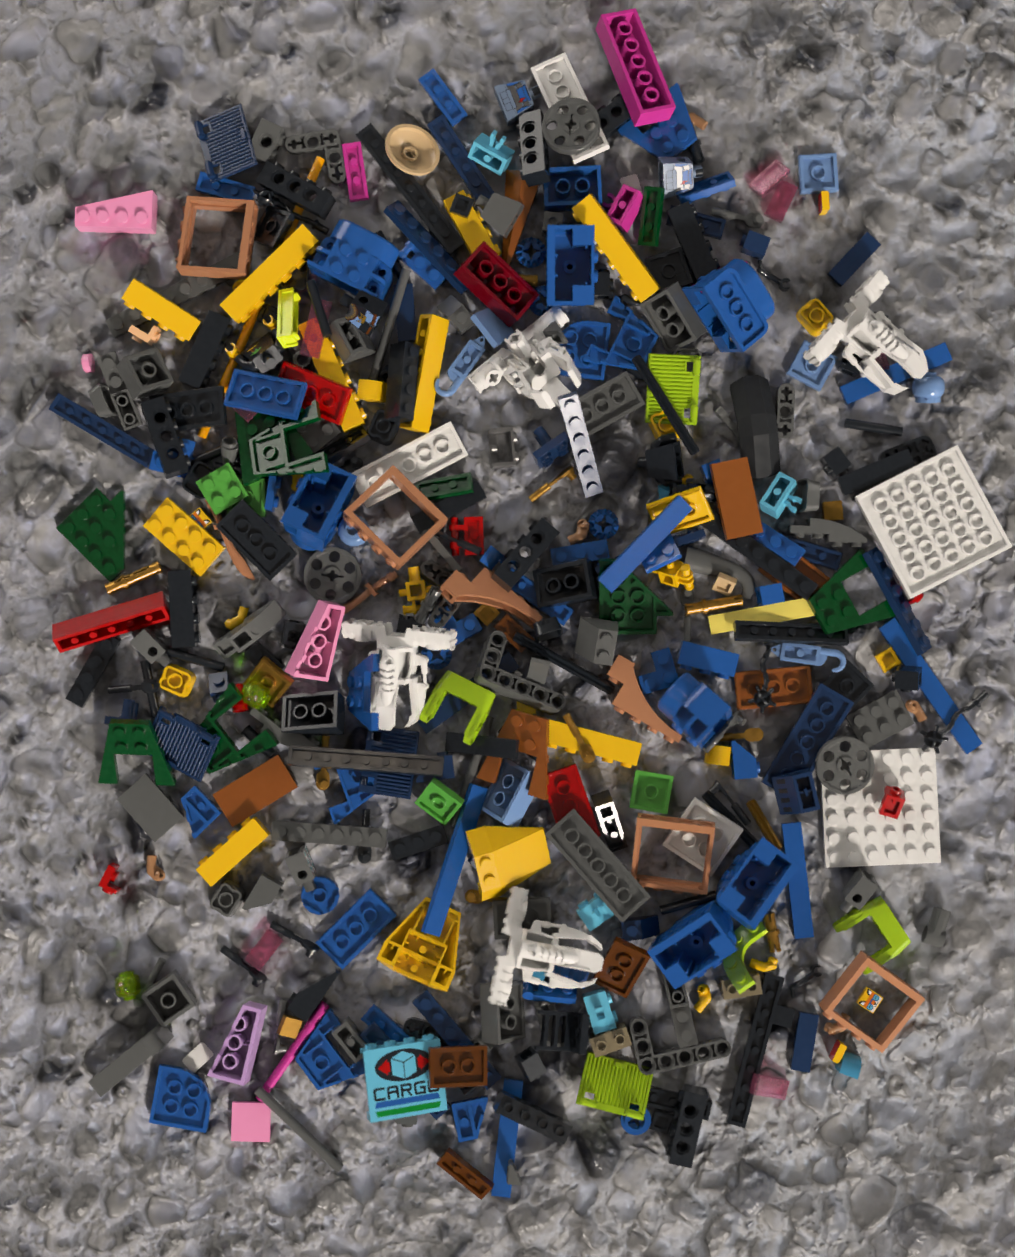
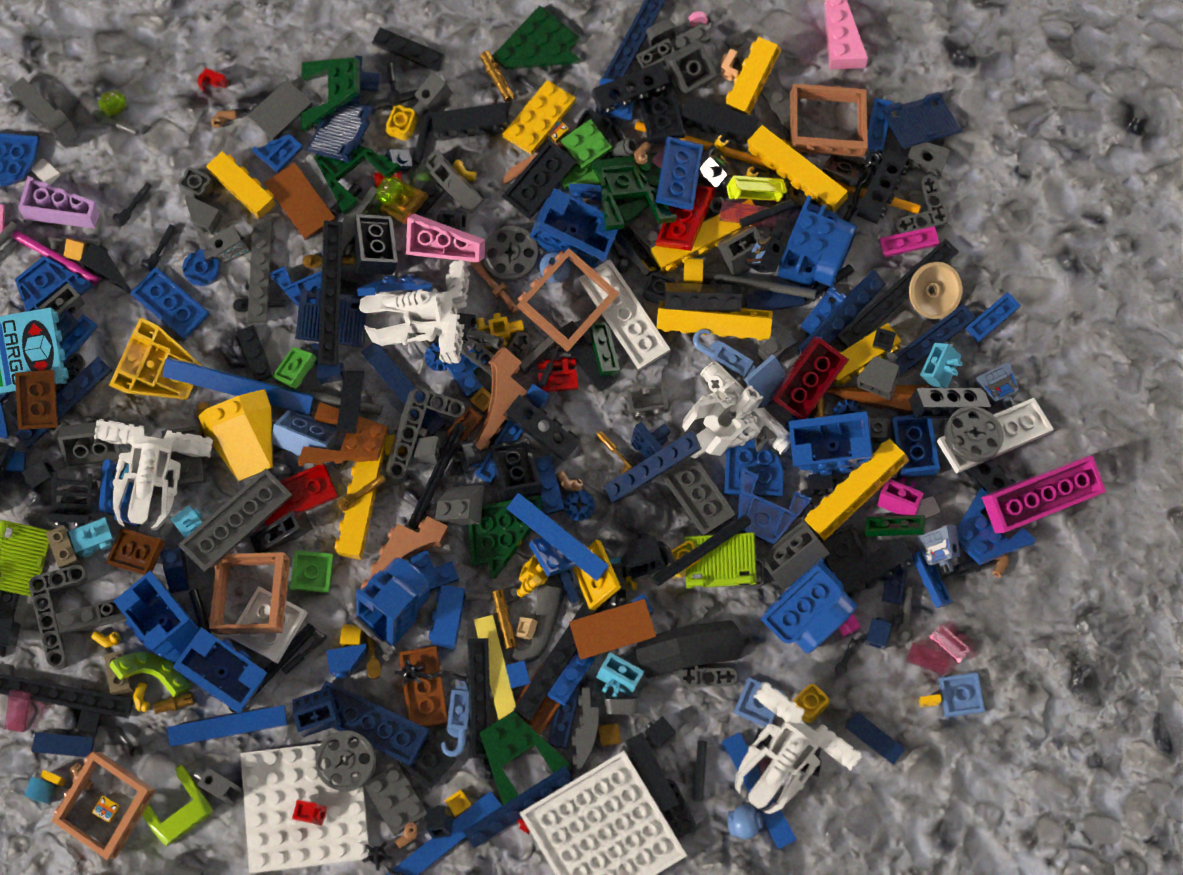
camera: 90 degrees right, 15 degrees down
(110, 622) = (453, 58): red brick -> none
(169, 998) = (100, 139): dark grey brick -> none
(238, 433) = (640, 153): none -> medium nougat arm
(264, 949) = (148, 221): clear pink tile -> none
(466, 691) = (402, 384): lime connector -> none
(763, 823) = (282, 687): pearl gold axle -> none

